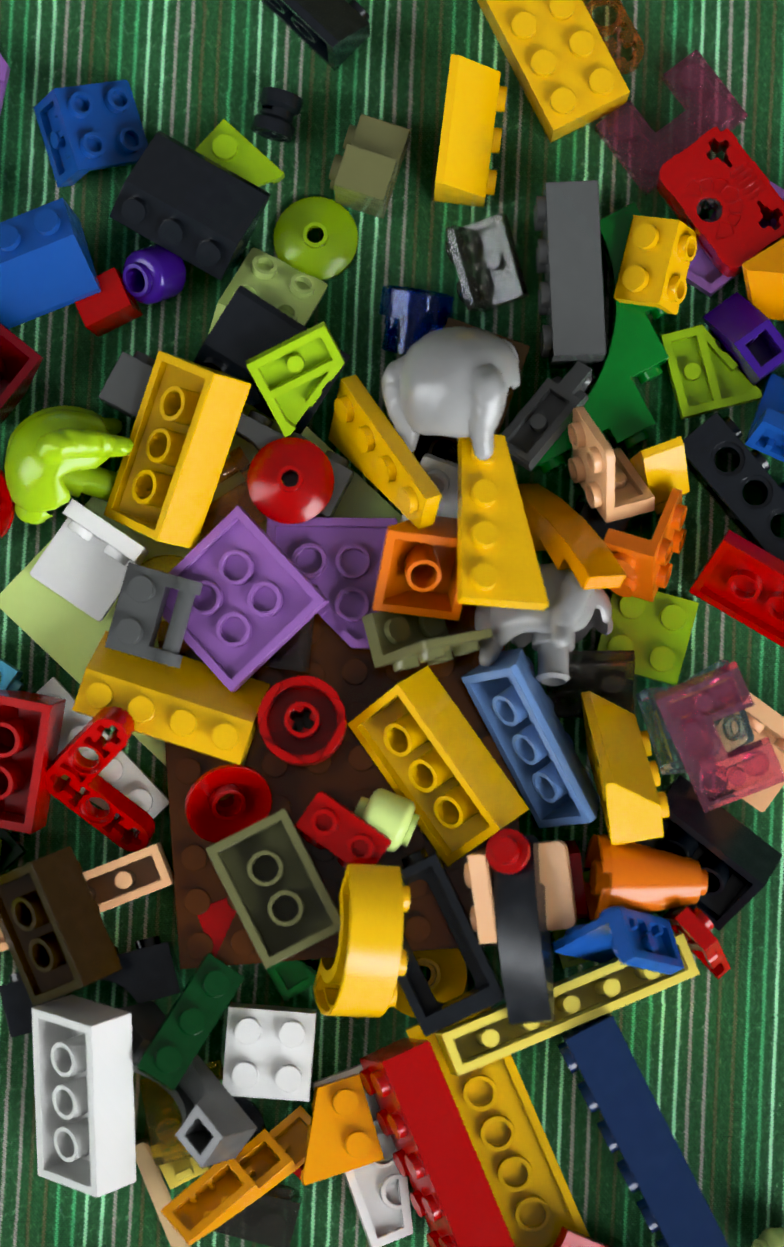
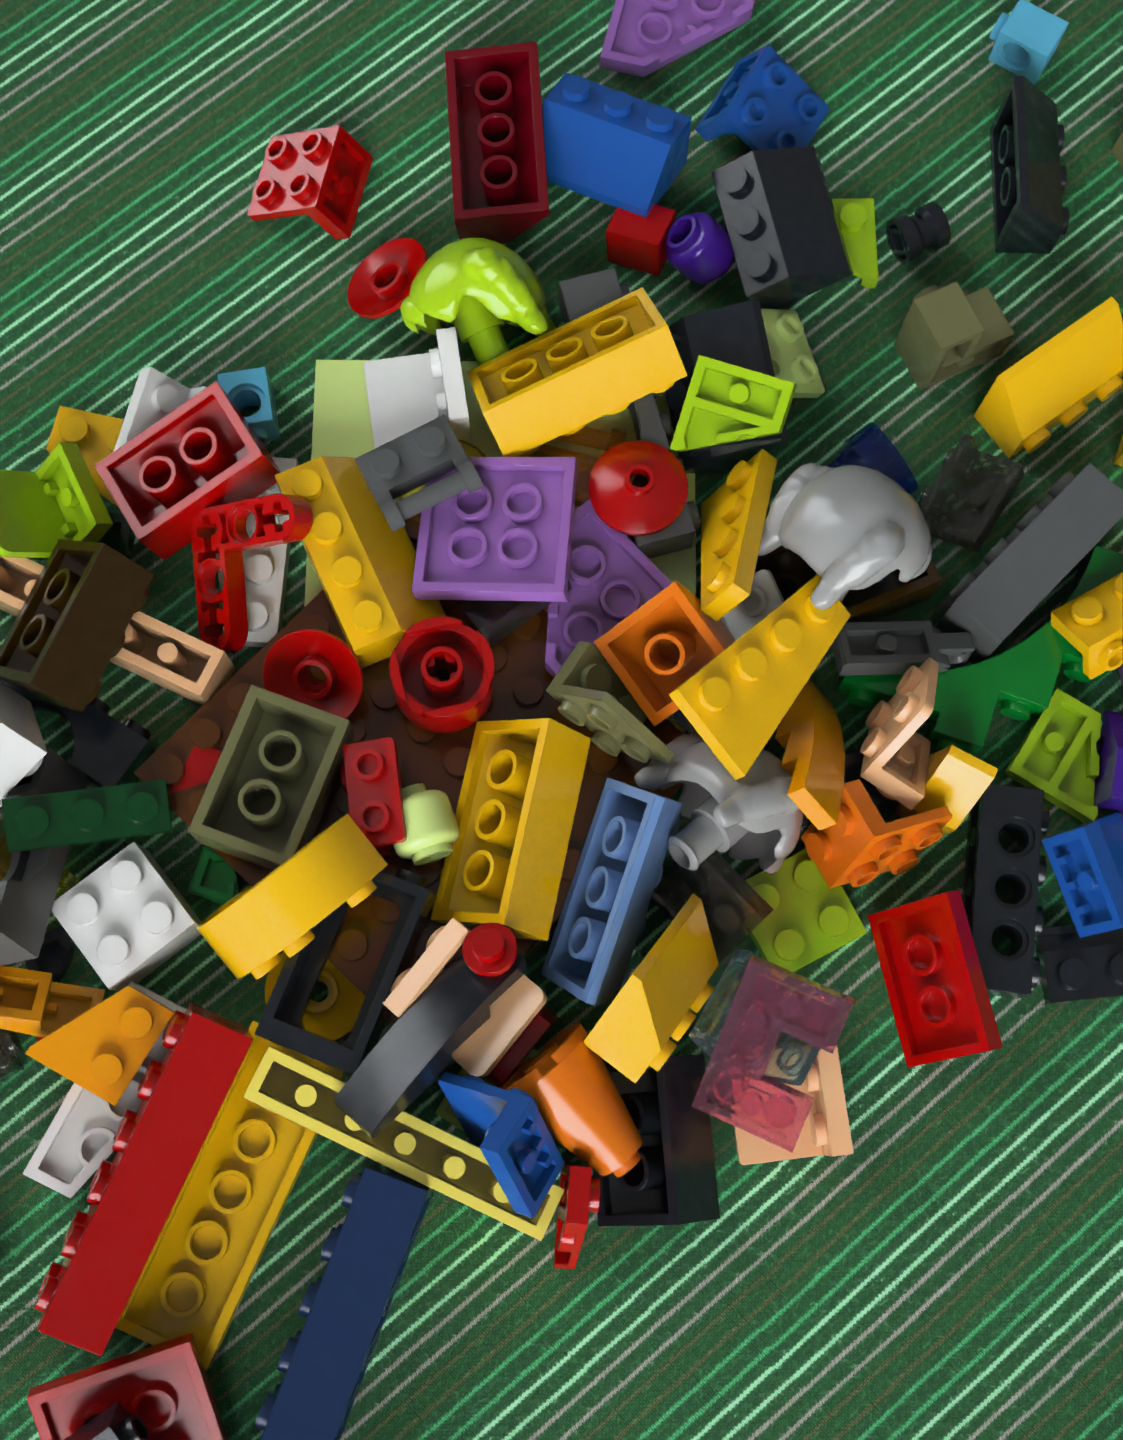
camera: 45 degrees right, 10 degrees down
(319, 259) = (850, 371): lime dish -> none

